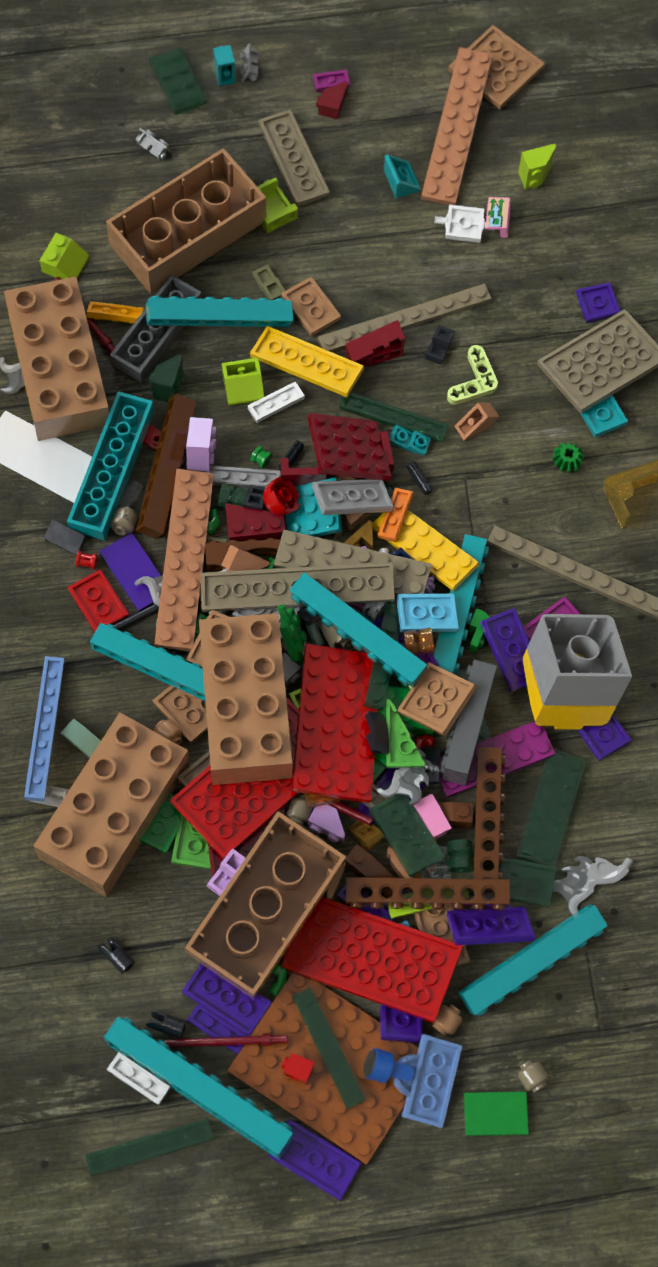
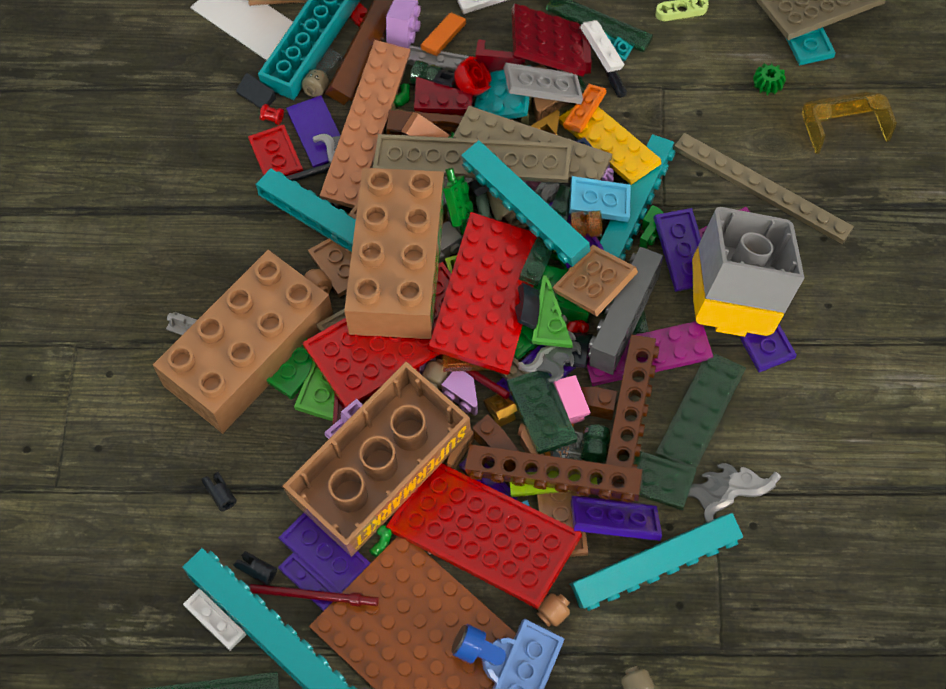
camera: 15 degrees right, 5 degrees down
(44, 729) = (193, 262): medium blue plate -> none
(81, 737) = (226, 272): sand green slope -> none
(241, 449) = (443, 34): none -> orange tile
(261, 457) = (461, 42): green wheel -> none
(293, 452) = (494, 44): black axle -> none
(297, 1068) = (382, 633): red brick -> none
(328, 1048) = (420, 619): clear green plate -> none
(399, 1026) = (500, 607): dark purple tile -> none
(401, 444) = (602, 46): none -> white plate
(476, 420) = (681, 35): nougat slope -> none

